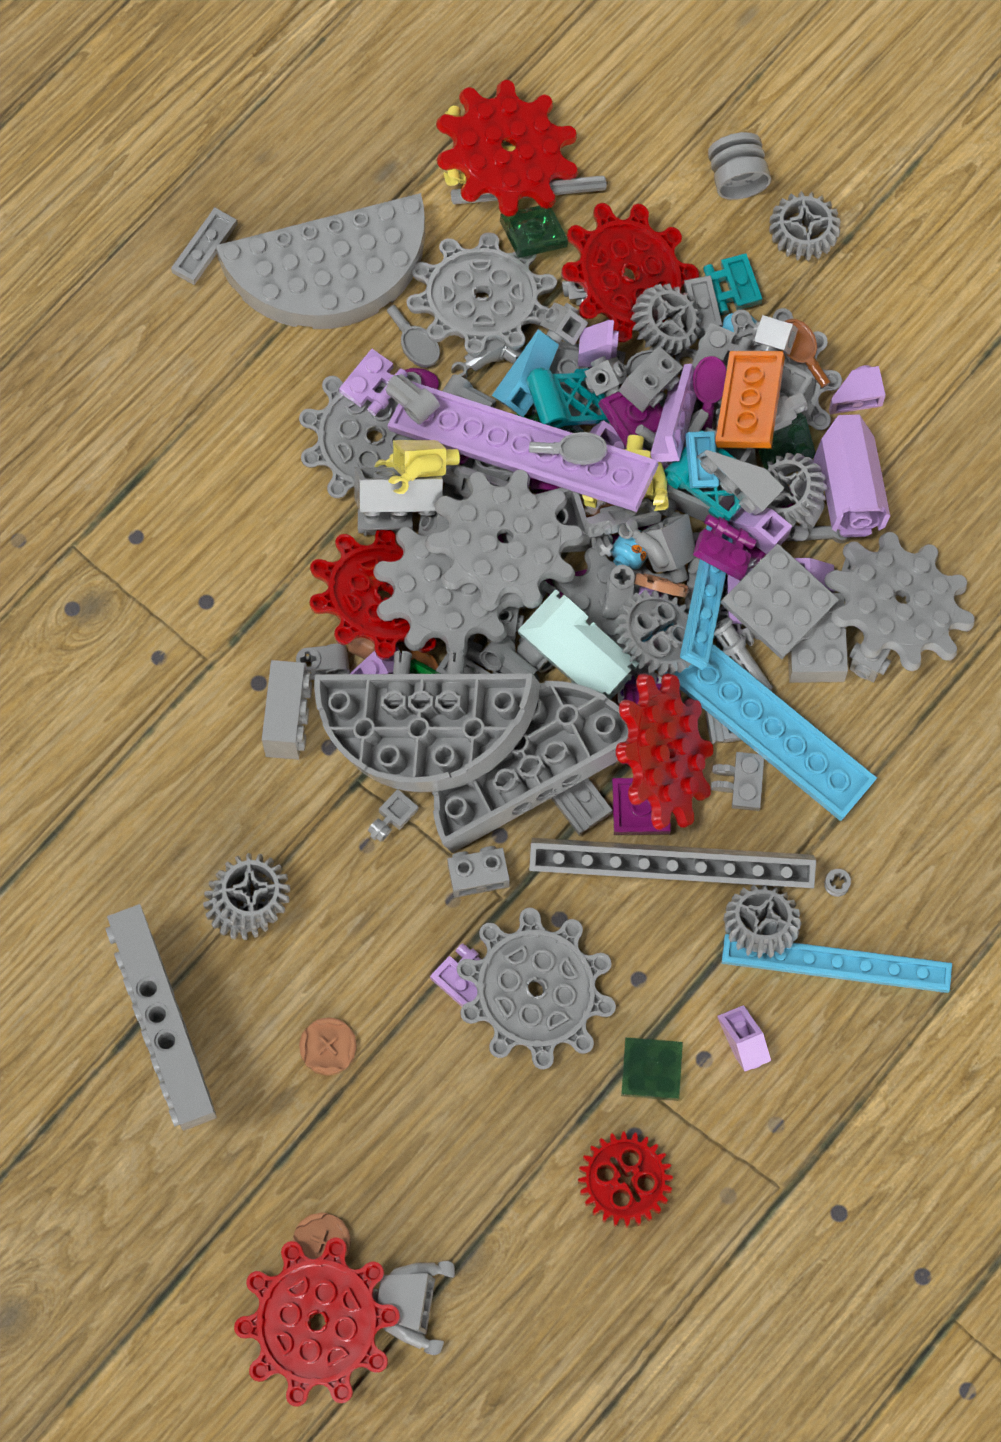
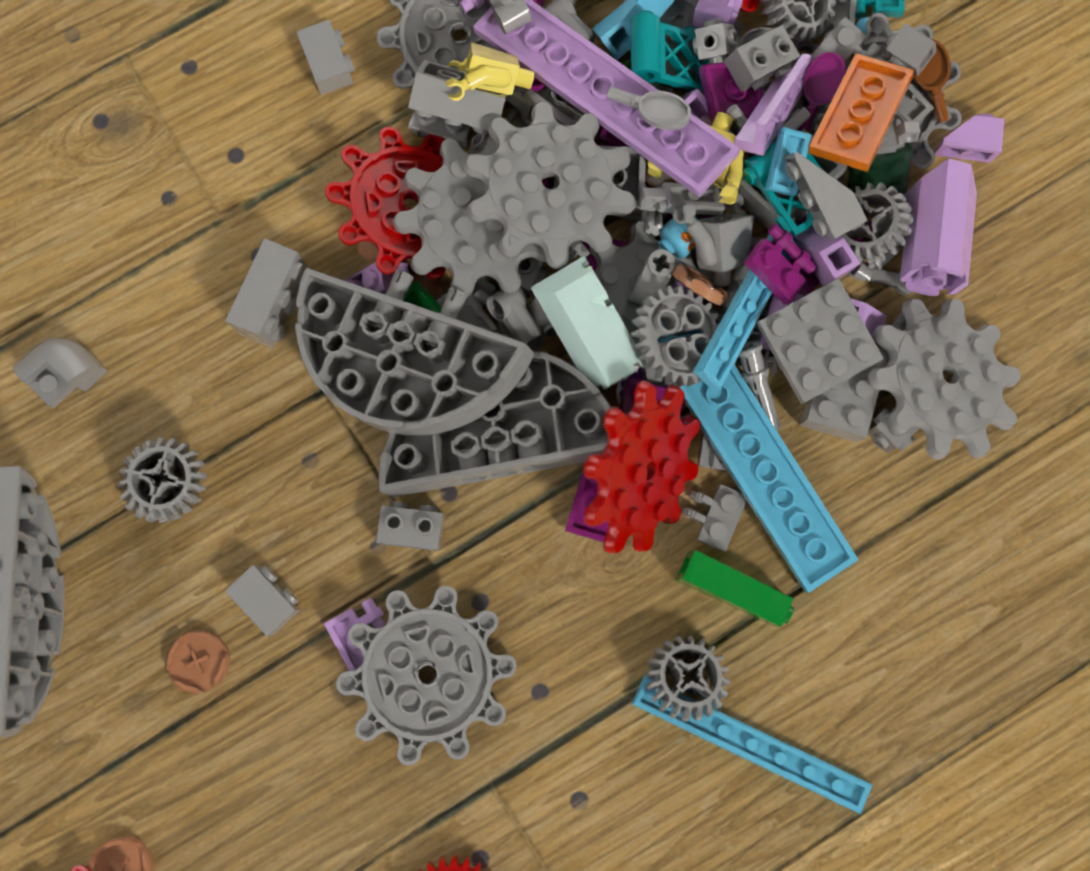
camera: 15 degrees right, 10 degrees up
(117, 833) = (58, 368): none -> light grey brick
(260, 491) = (325, 57): none -> light grey brick
(325, 660) = (331, 255): light grey piece -> none
(370, 972) = (263, 599): none -> light grey brick
(396, 810) = (350, 435): light grey plate -> none
(582, 806) = (542, 492): light grey plate -> none
(652, 1069) = (520, 798): clear green plate -> none
(672, 862) = (615, 585): light grey brick -> none
(744, 1038) = (627, 796): lavender slope -> none
(776, 833) = (735, 589): none -> green slope
(845, 886) = (785, 665): light grey bush -> none

